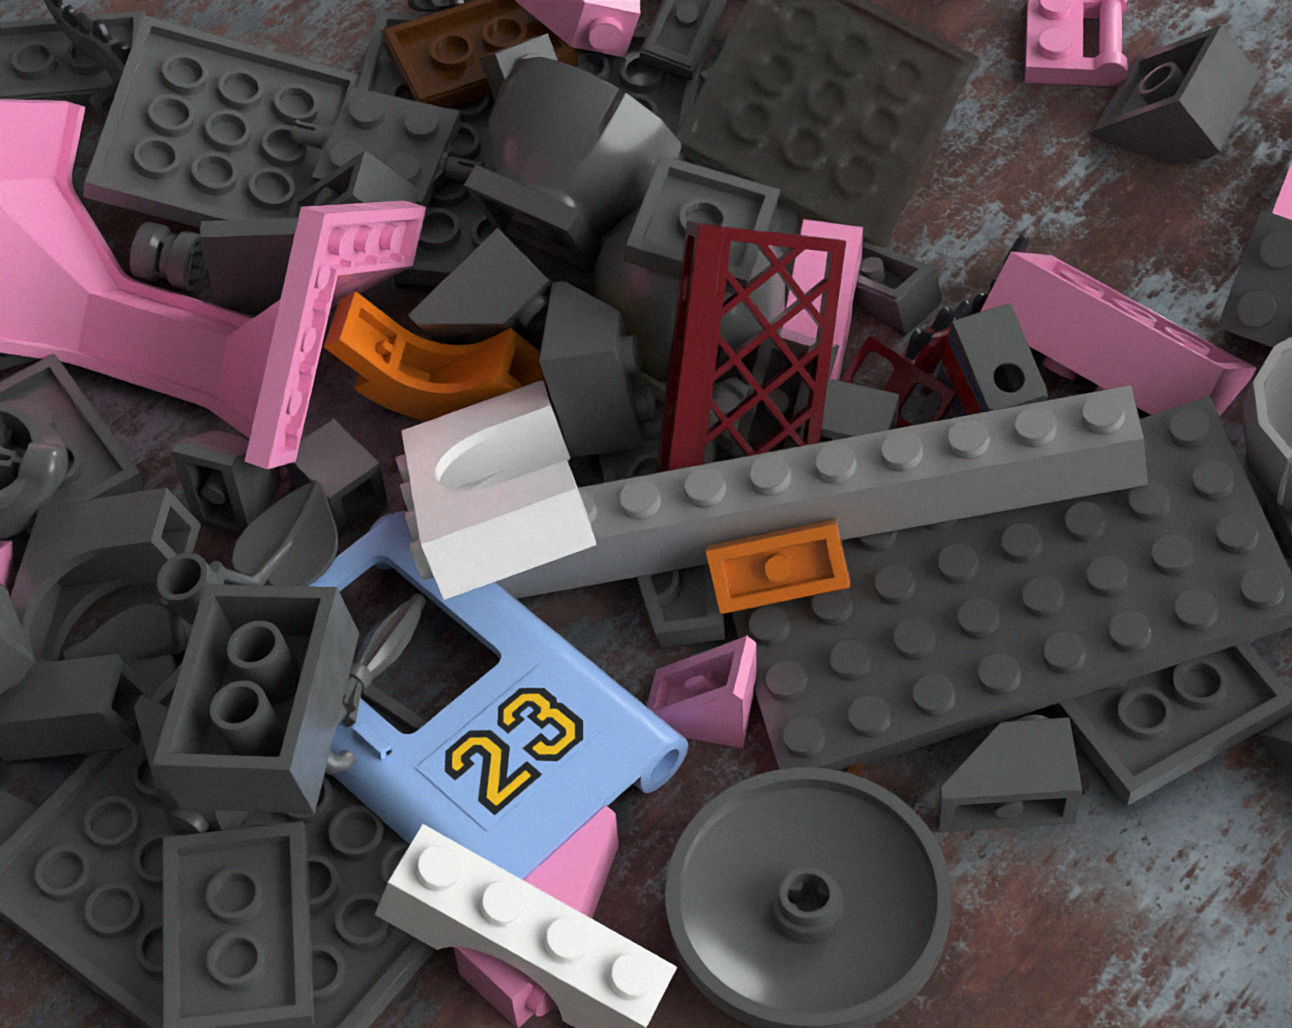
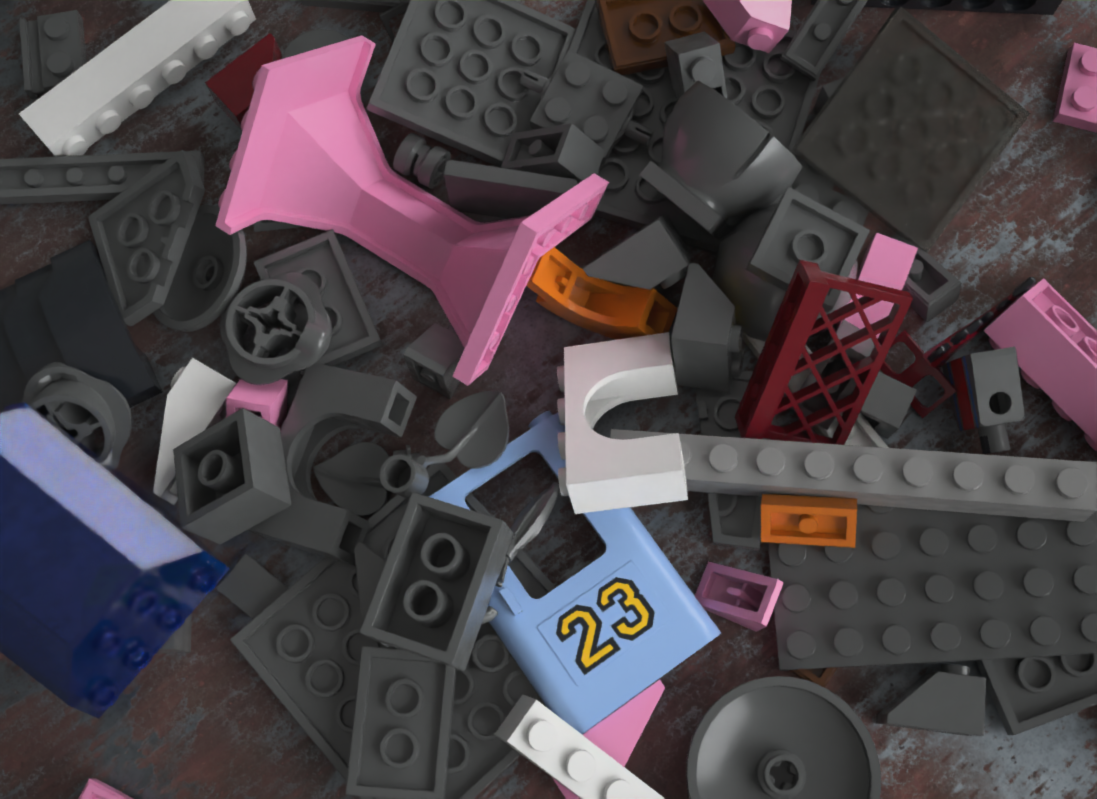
camera: 10 degrees right, 20 degrees up
(344, 470) = (516, 369): dark grey brick -> none

